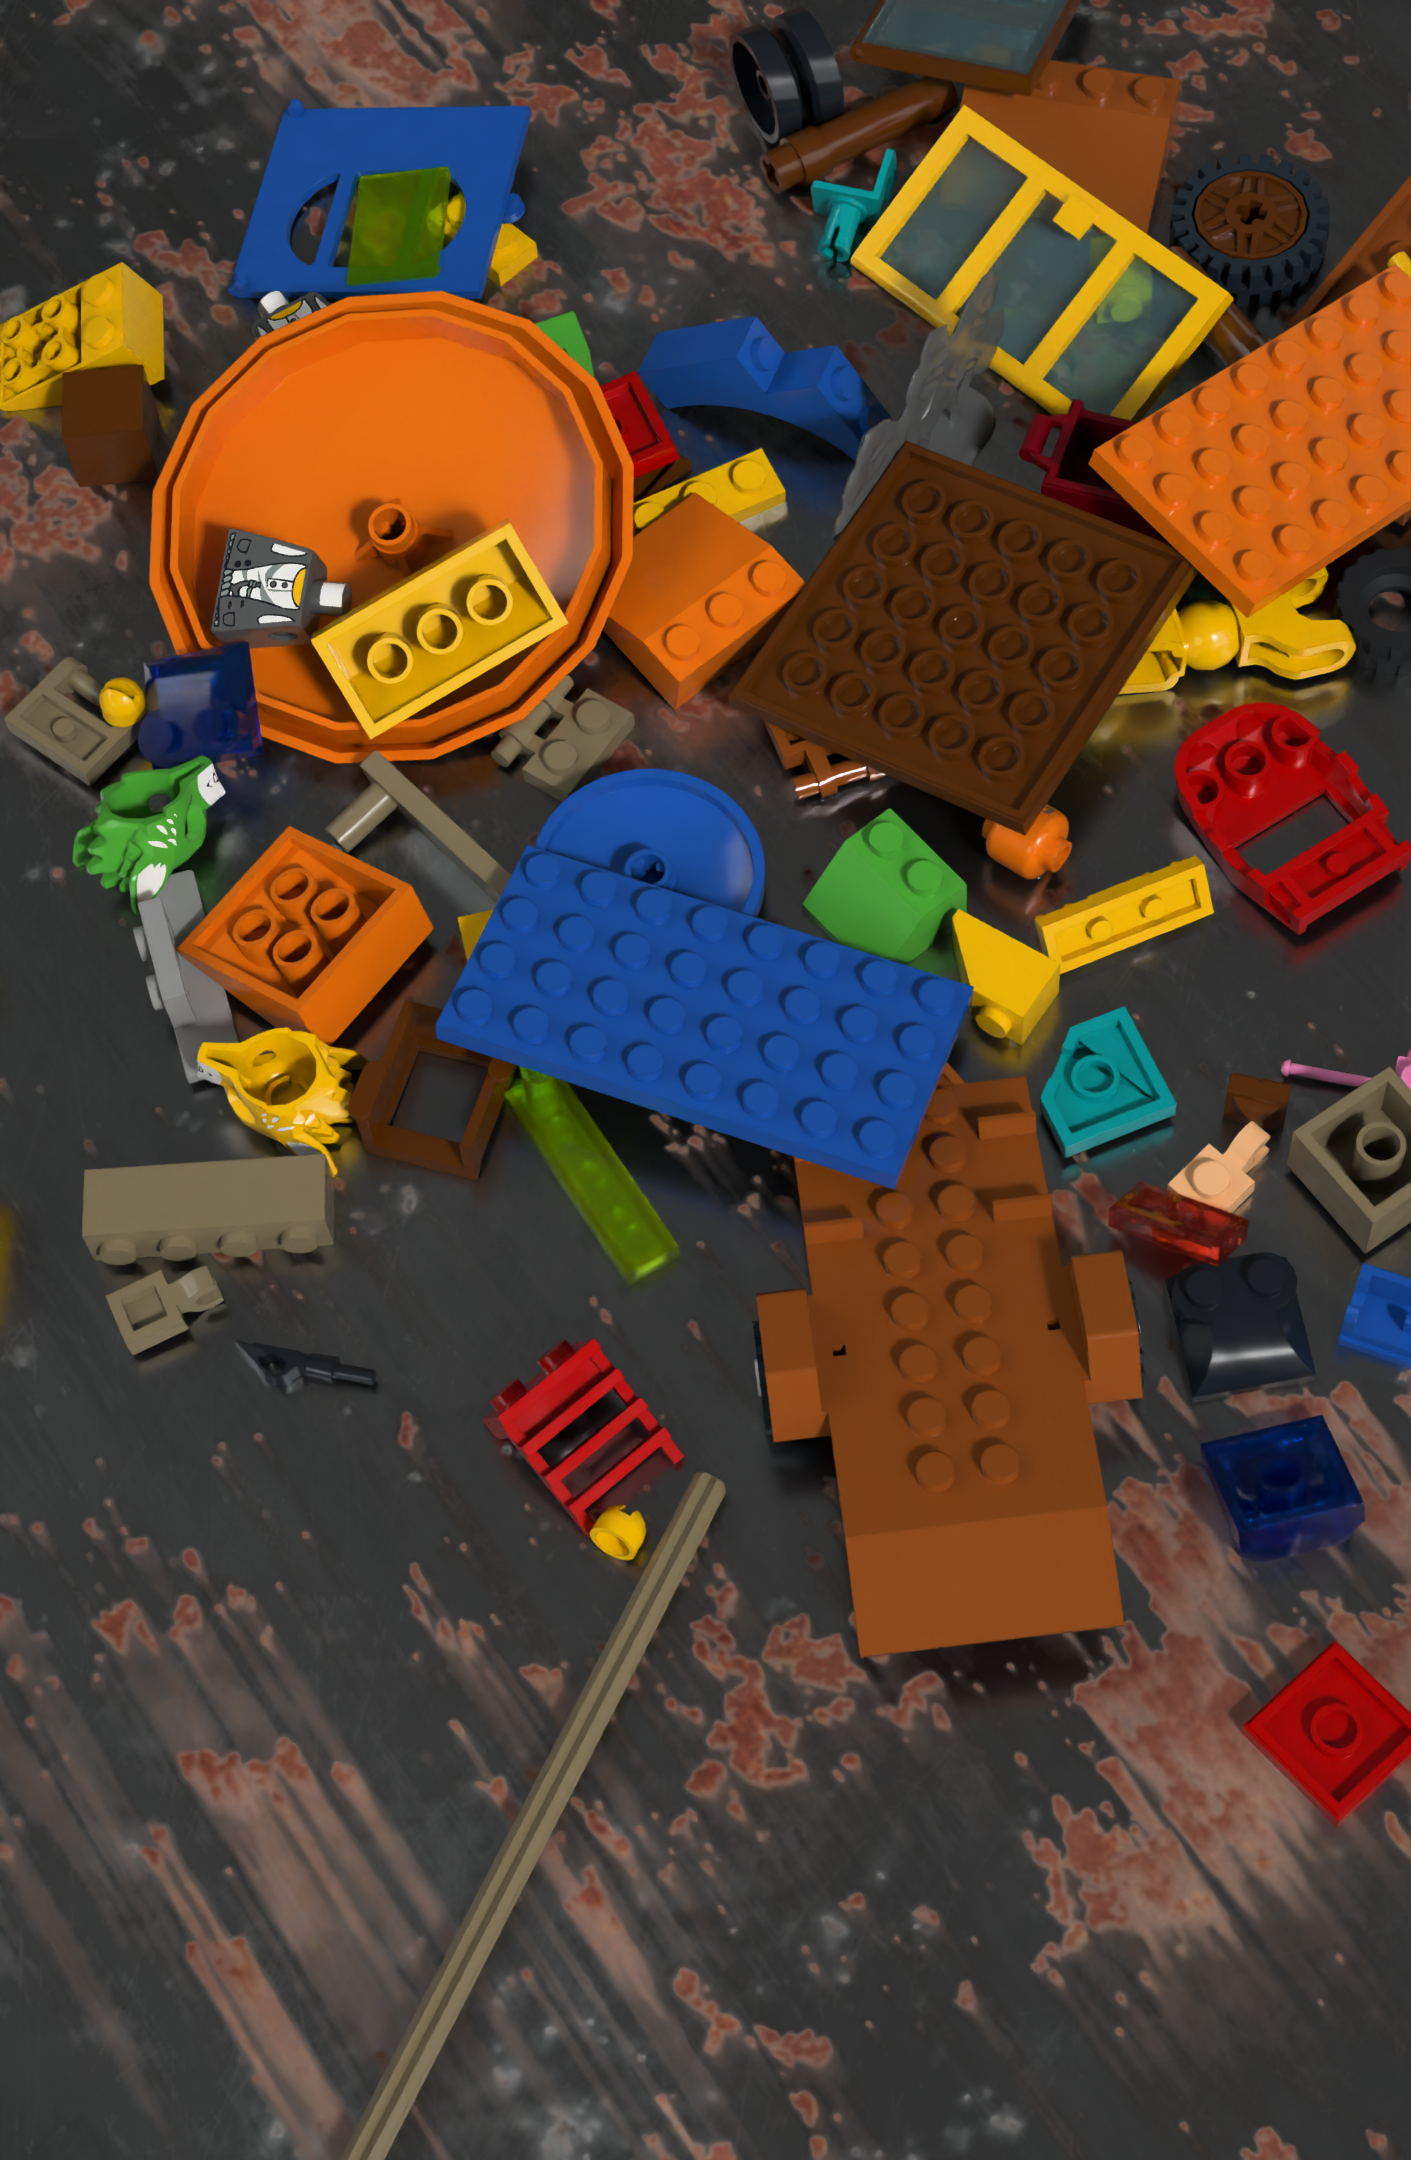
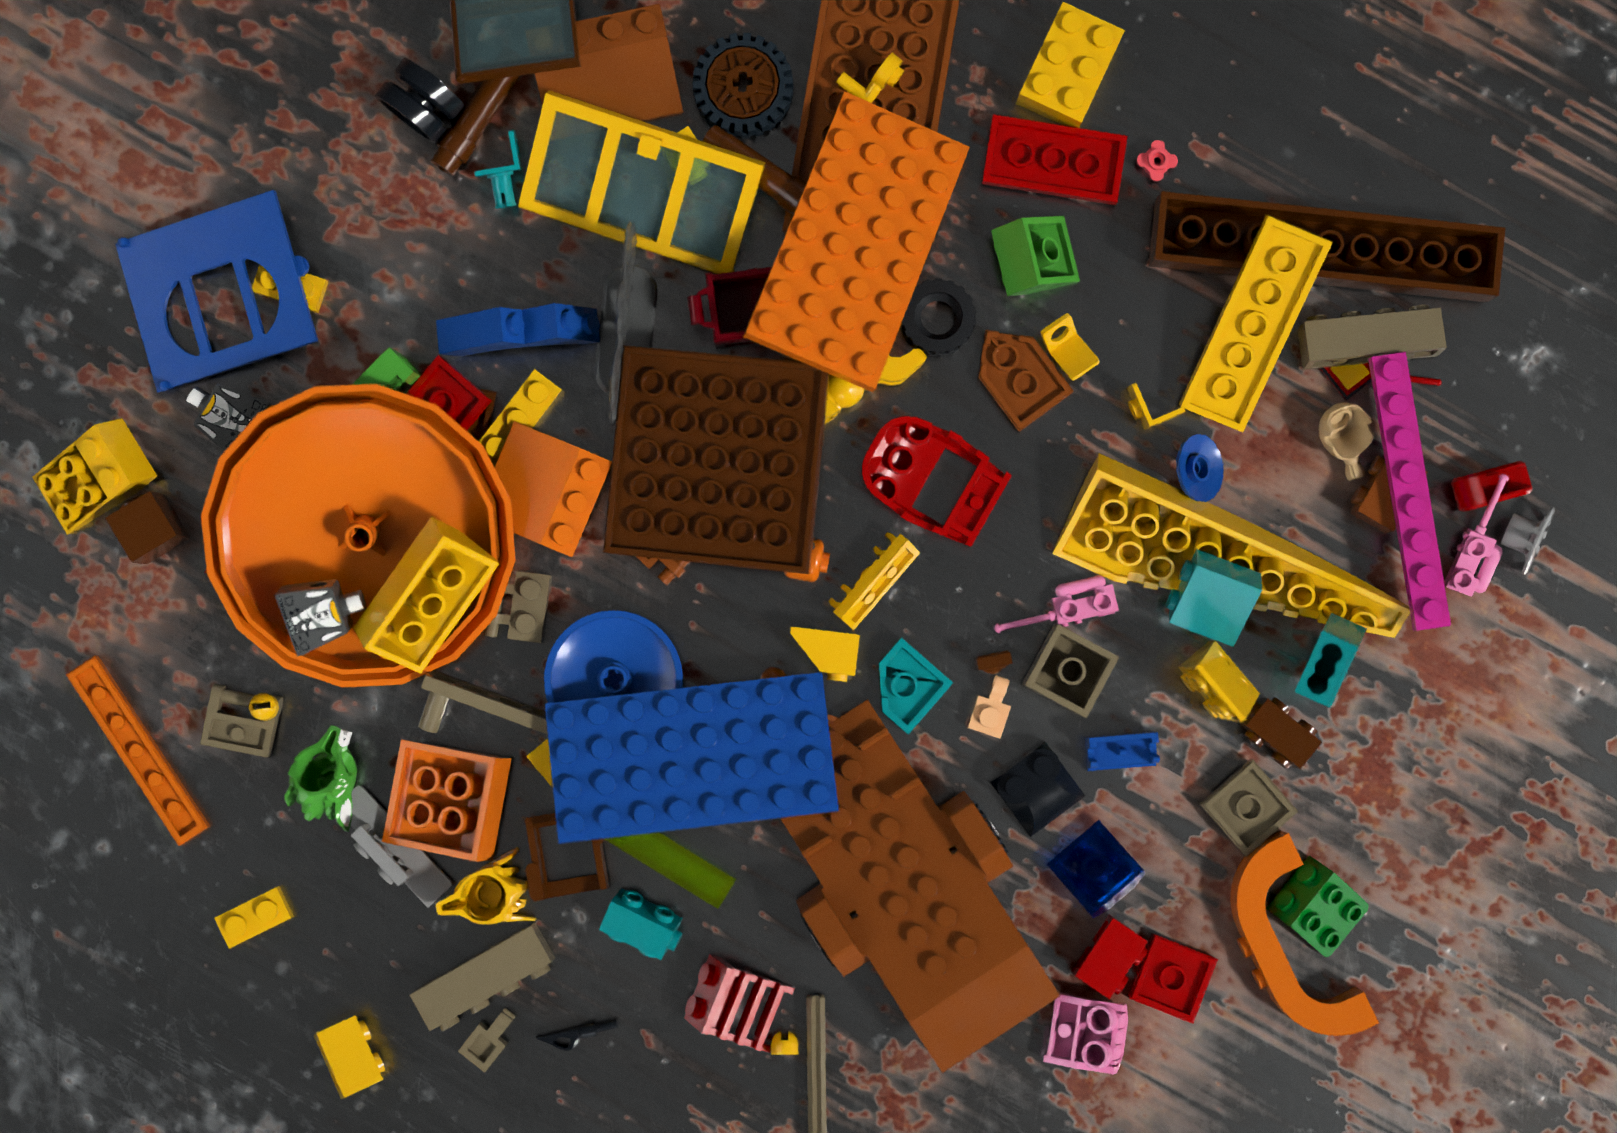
camera: 35 degrees left, 25 degrees up
(200, 707) = (311, 693): clear blue slope -> none
(399, 226) = (240, 309): clear neon green piece -> none
(504, 1246) = (642, 924): none -> teal brick
(886, 892) = (744, 630): bright green slope -> none
(1145, 1744) = (1087, 1034): none -> bright pink slope
(1178, 1223) = (984, 751): clear red plate -> none
(1239, 1636) = (1111, 957): none -> red piece

